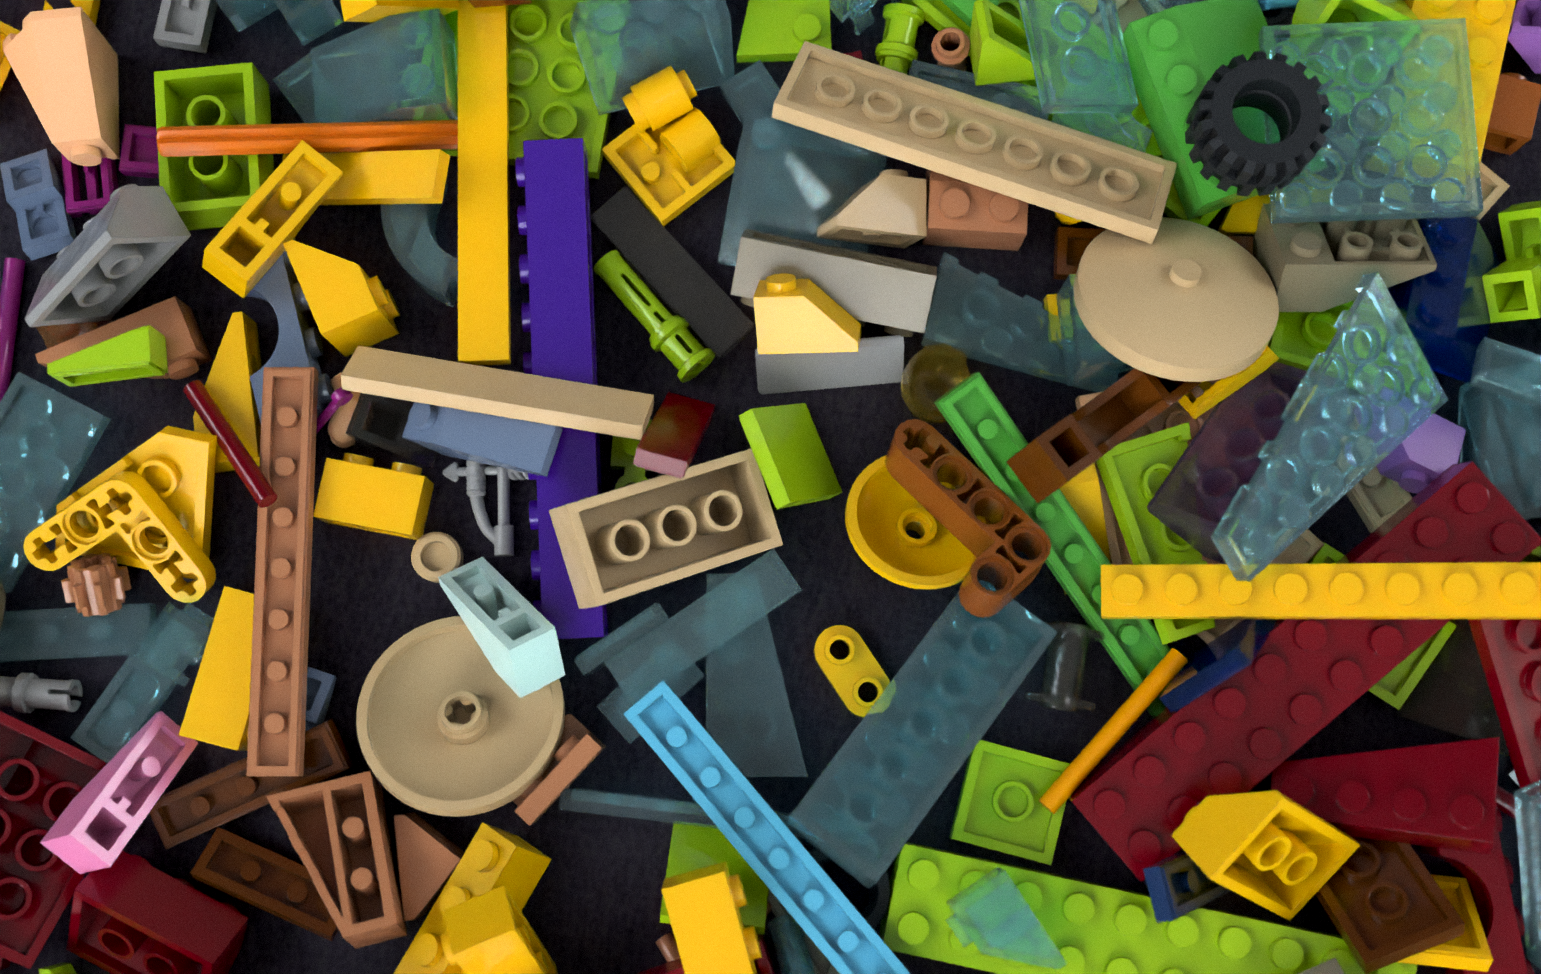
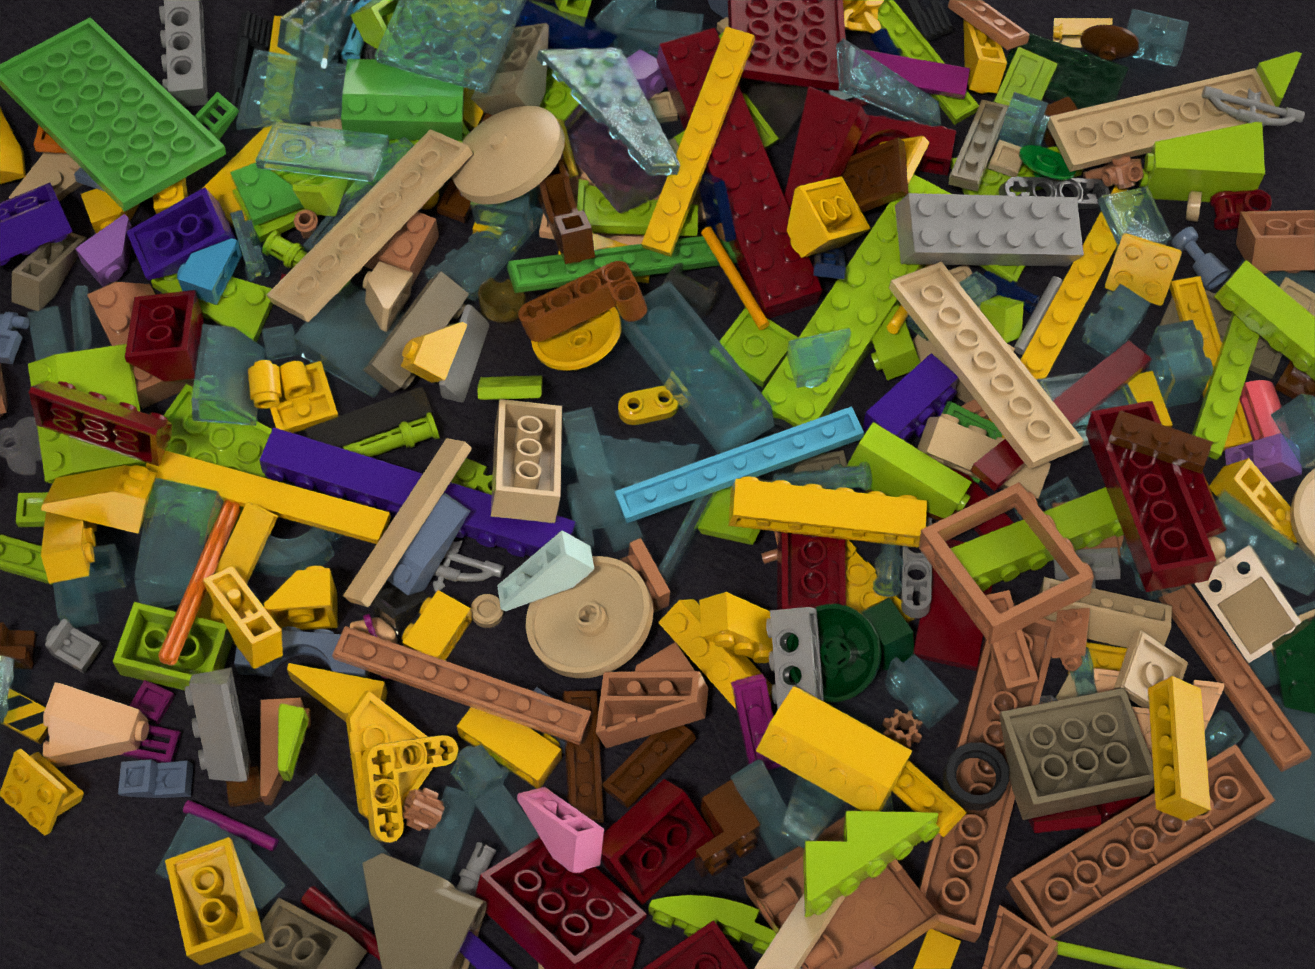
camera: 70 degrees left, 15 degrees down
(230, 444) = (375, 686): dark red bar -> none
(674, 435) = (479, 436): dark red tile -> none
(1277, 91) = (427, 54): black tyre -> none

